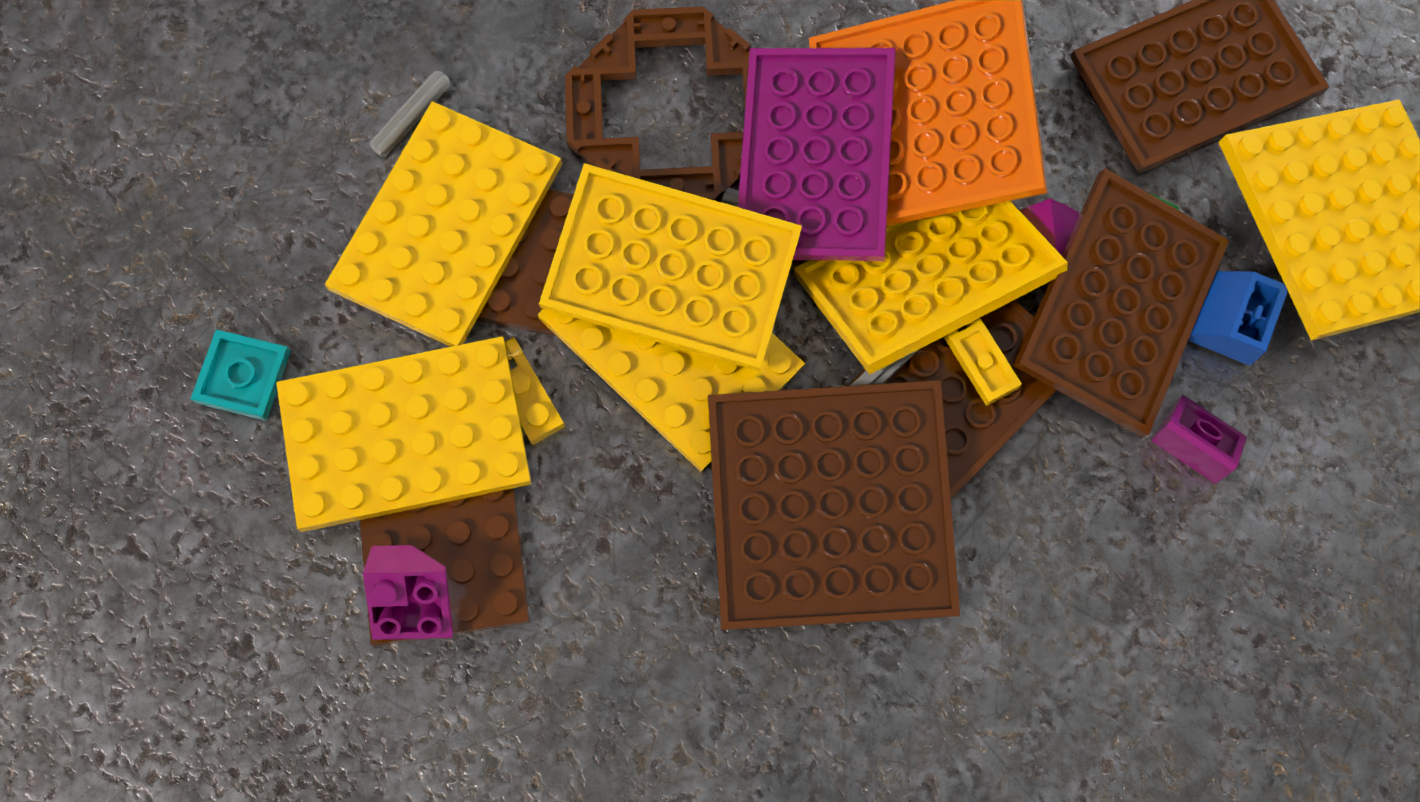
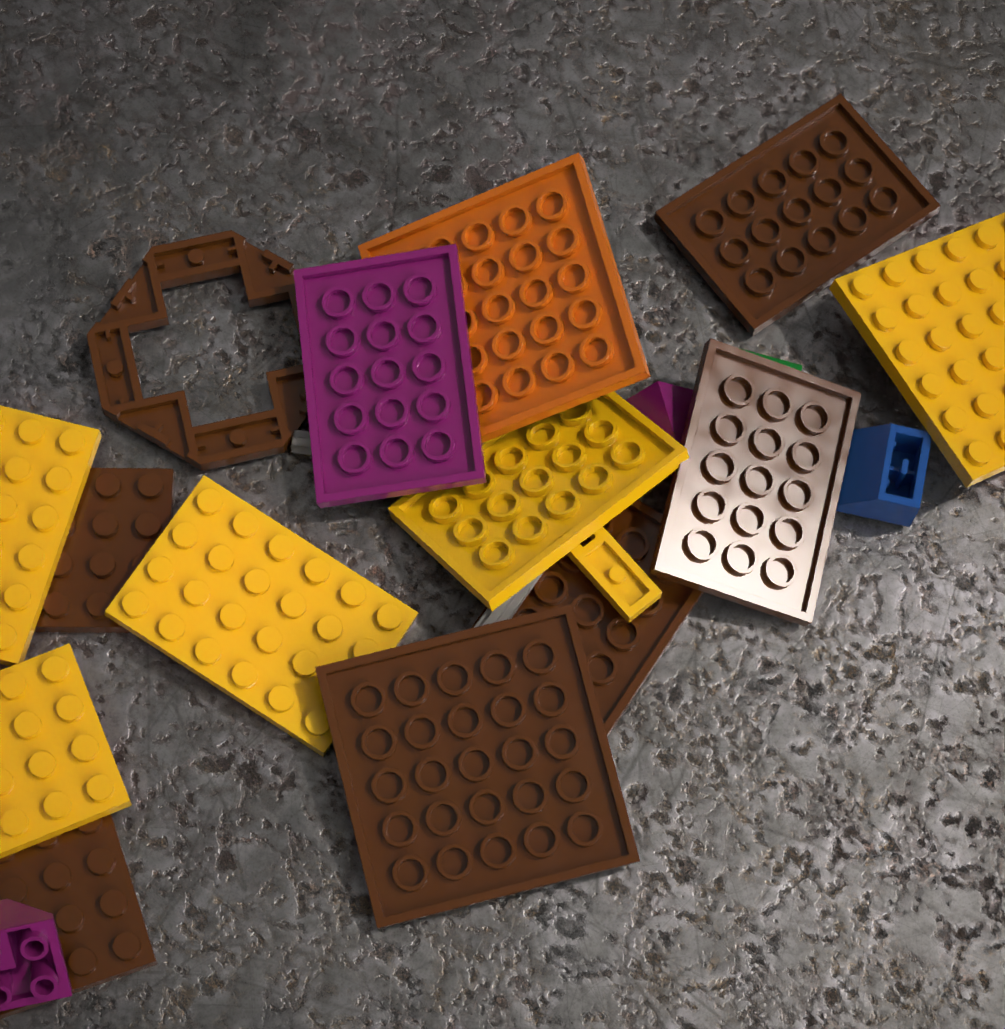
camera: 15 degrees left, 5 degrees down
(535, 408) = (120, 718): yellow plate -> none
(671, 267) = (247, 531): yellow plate -> none
(1200, 440) = (869, 618): magenta slope -> none

